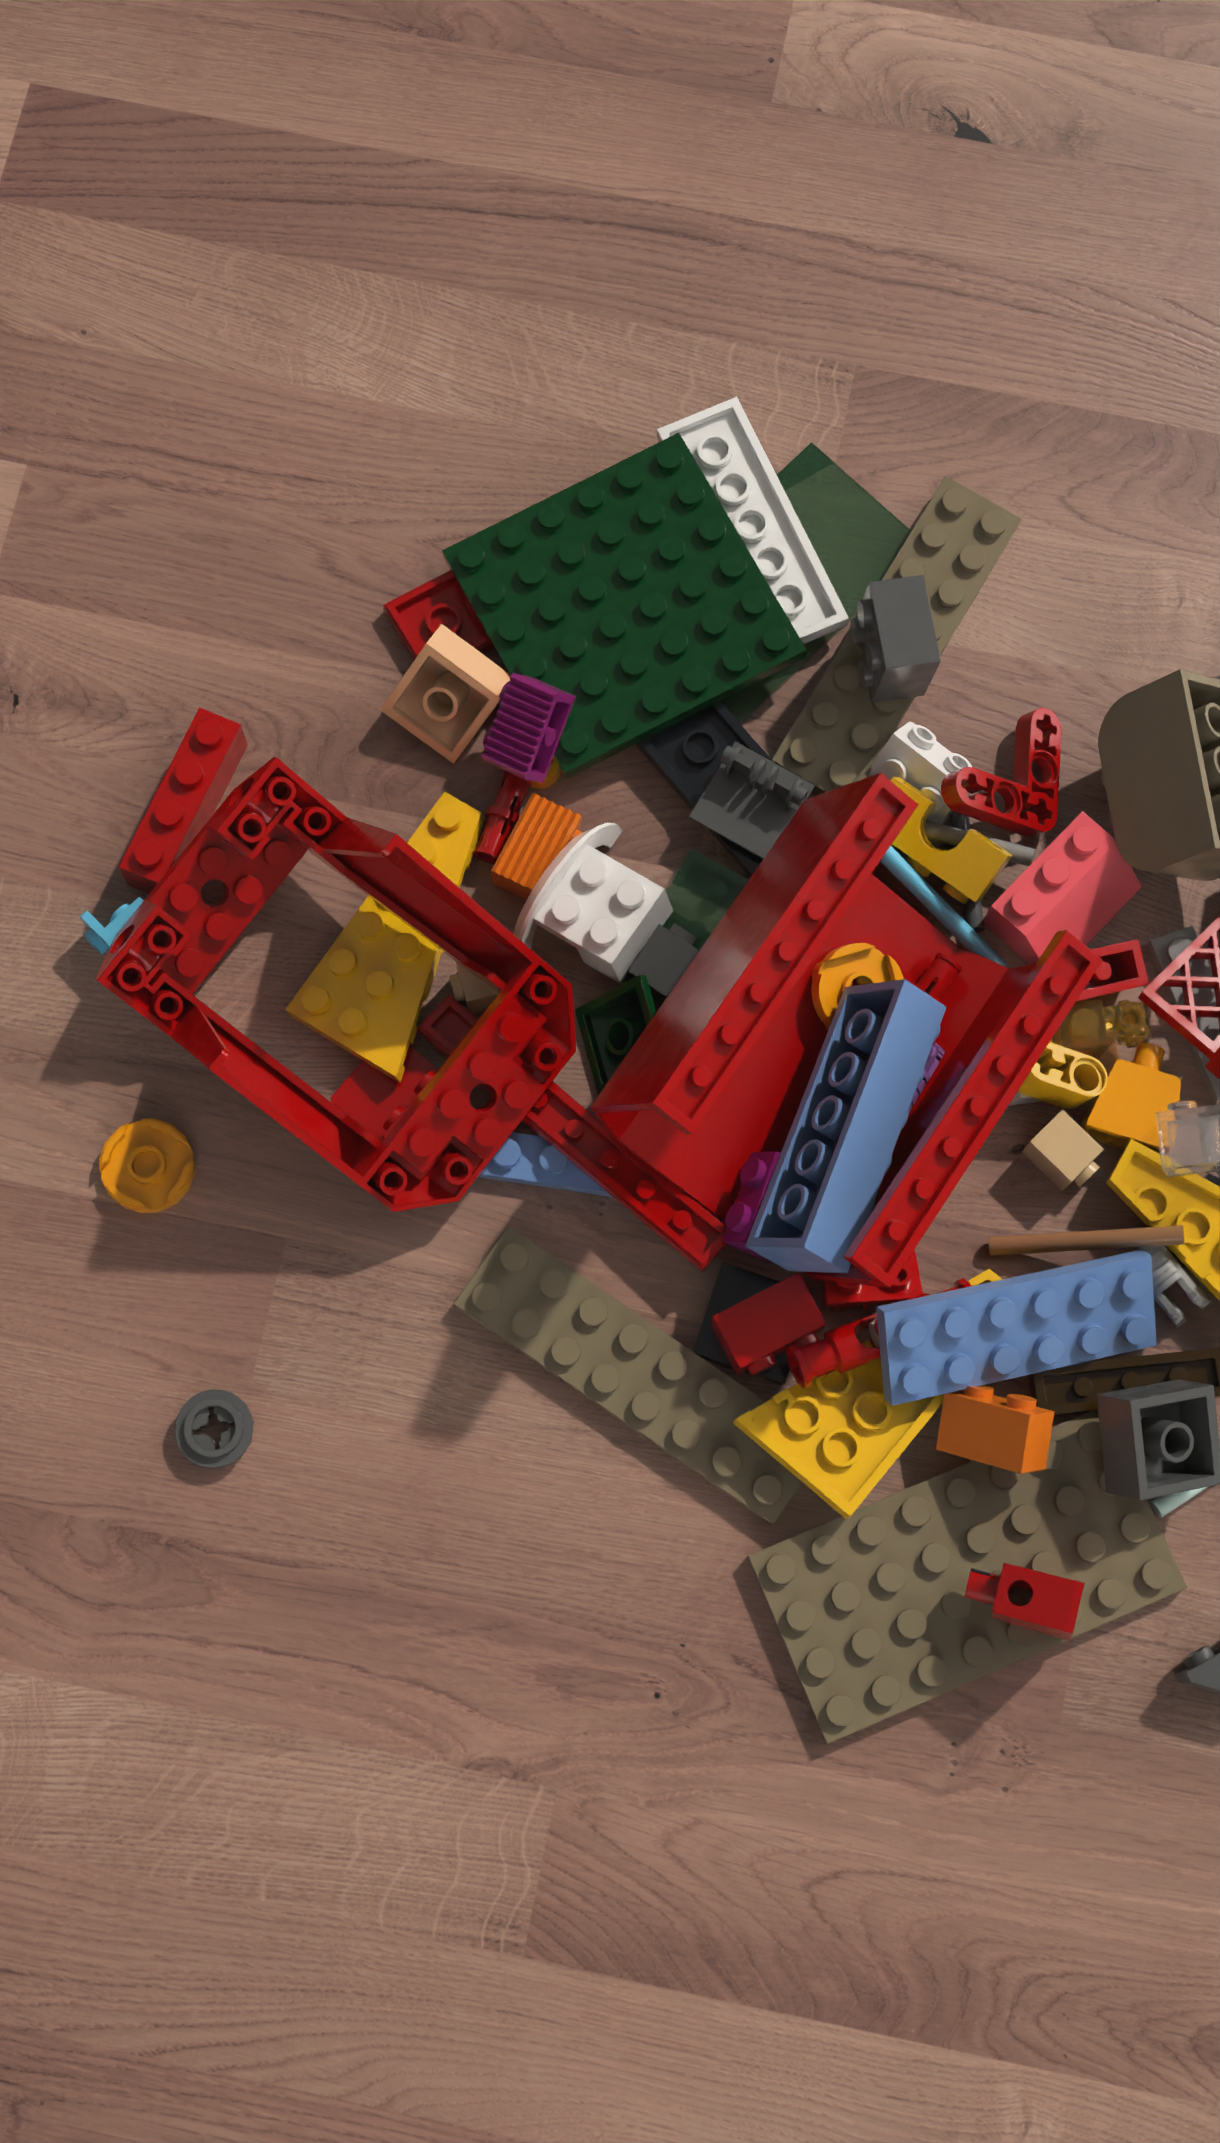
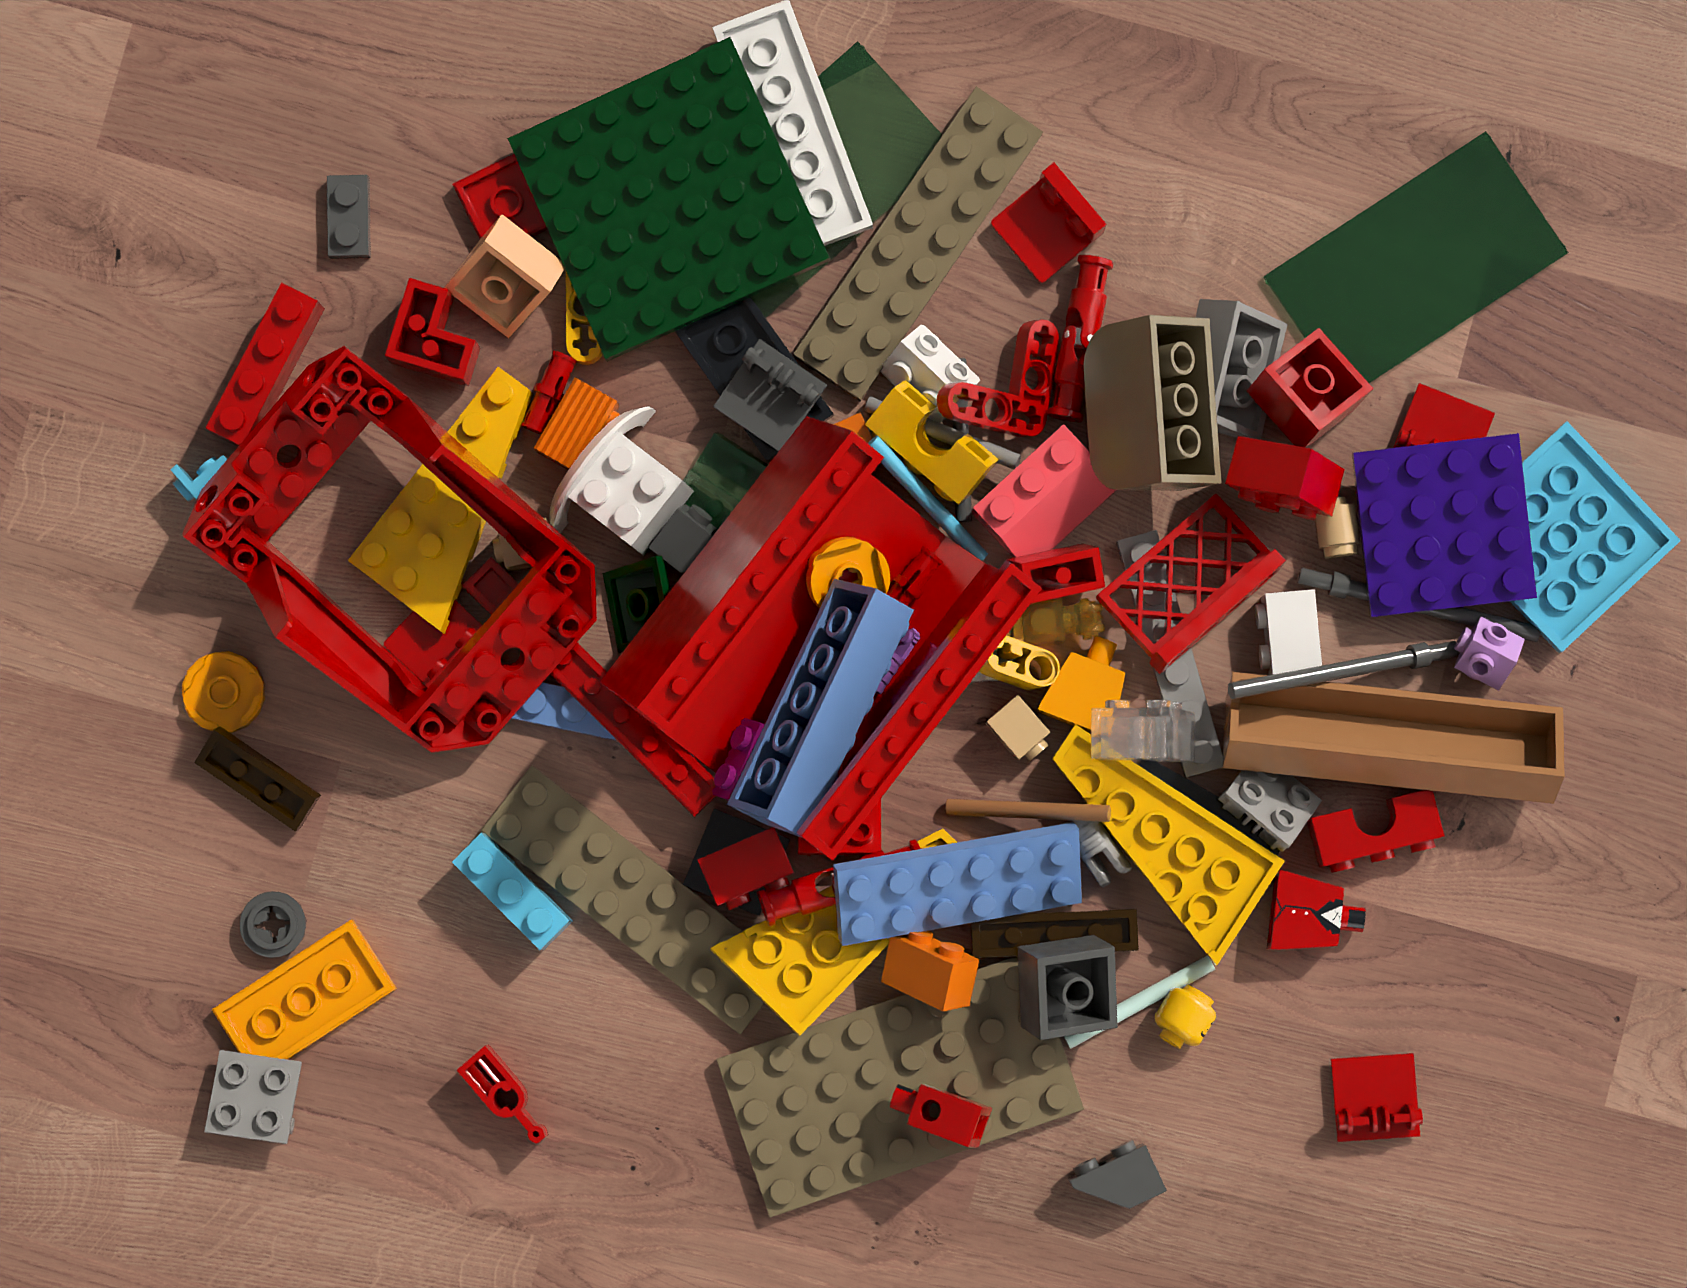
camera: 10 degrees right, 10 degrees up
(190, 1259) = (257, 778): none -> dark brown plate
(198, 1636) = (253, 1097): none -> light grey hinge
(254, 1516) = (306, 996): none -> light orange tile
(270, 646) = (348, 216): none -> dark grey plate
(361, 767) = (420, 337): none -> red brick
(481, 1610) = (504, 1079): none -> red piece
(495, 1370) = (512, 891): none -> medium azure arch
(527, 727) = (572, 319): magenta brick -> none
(895, 639) = (908, 256): dark grey brick -> none
(1041, 609) = (1049, 224): none -> red bracket
(1084, 715) = (1082, 322): none -> red piece

